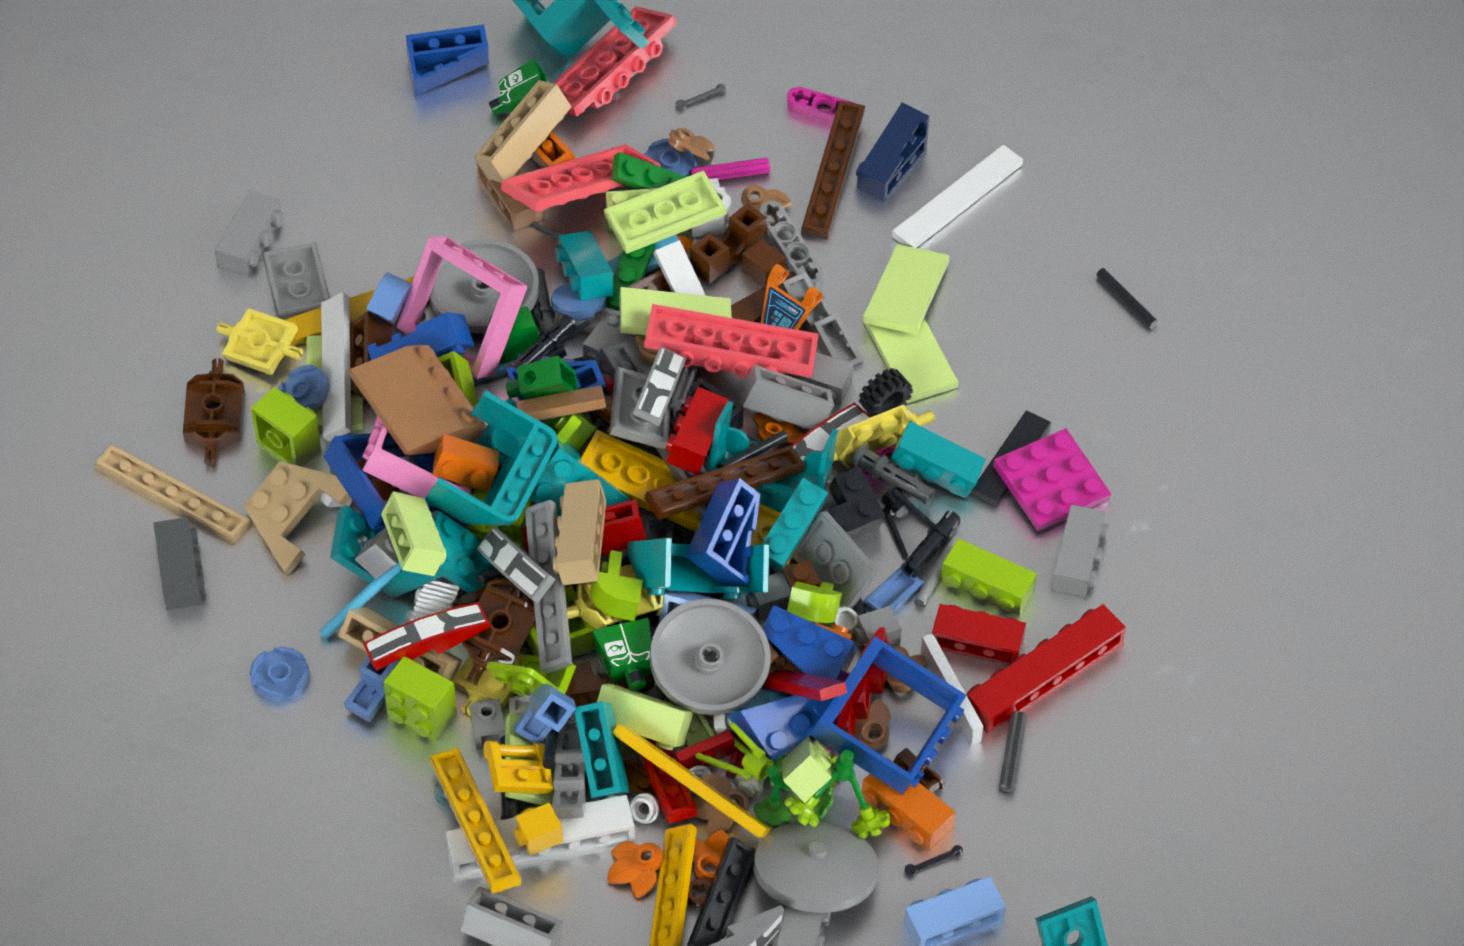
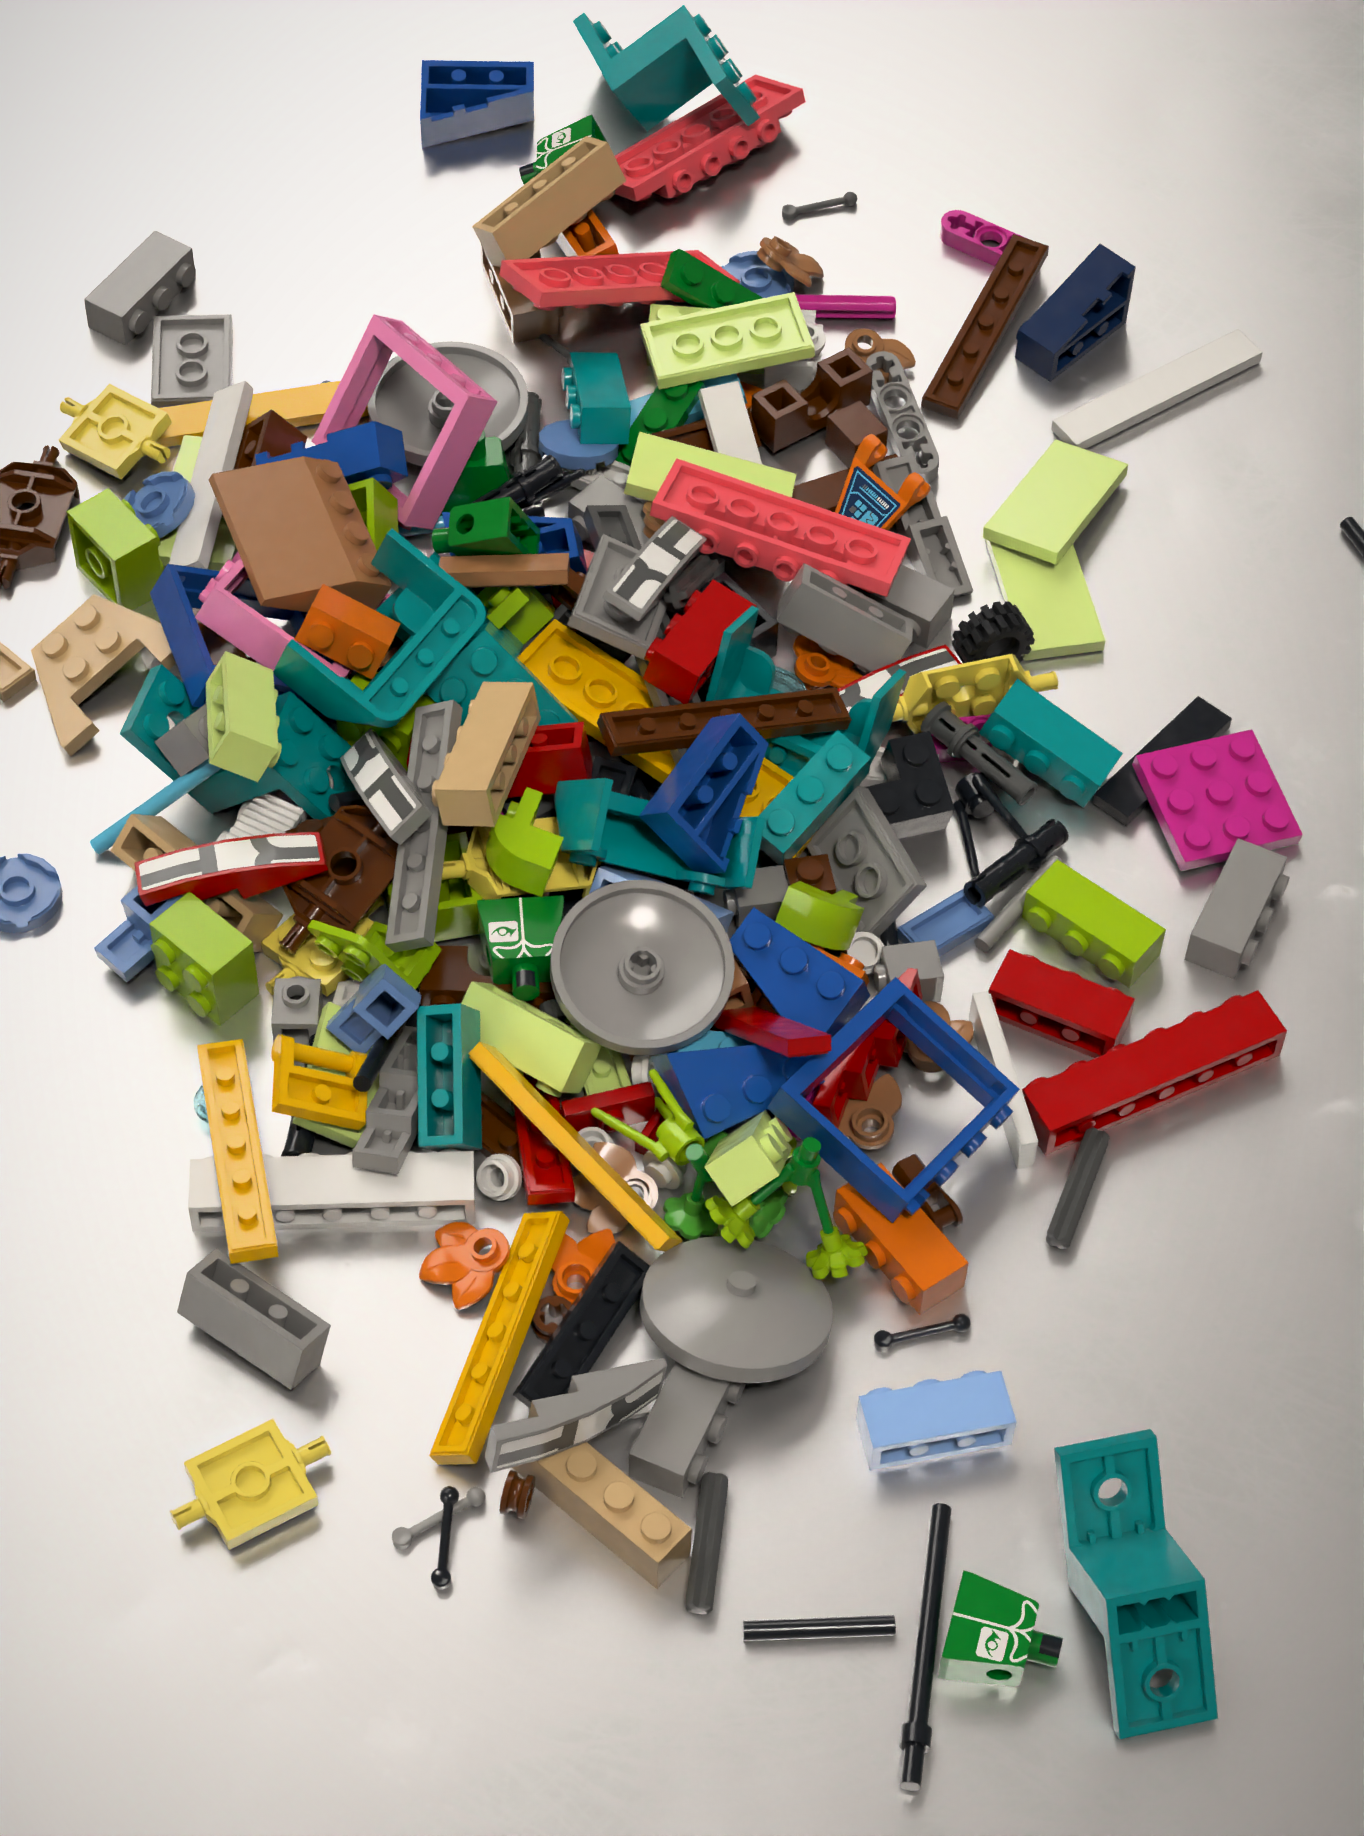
camera: 10 degrees right, 0 degrees up
(389, 297) = (304, 395): medium blue brick -> none
(538, 829) = (324, 1179): yellow brick -> none
(757, 449) = (787, 684): black bar -> none

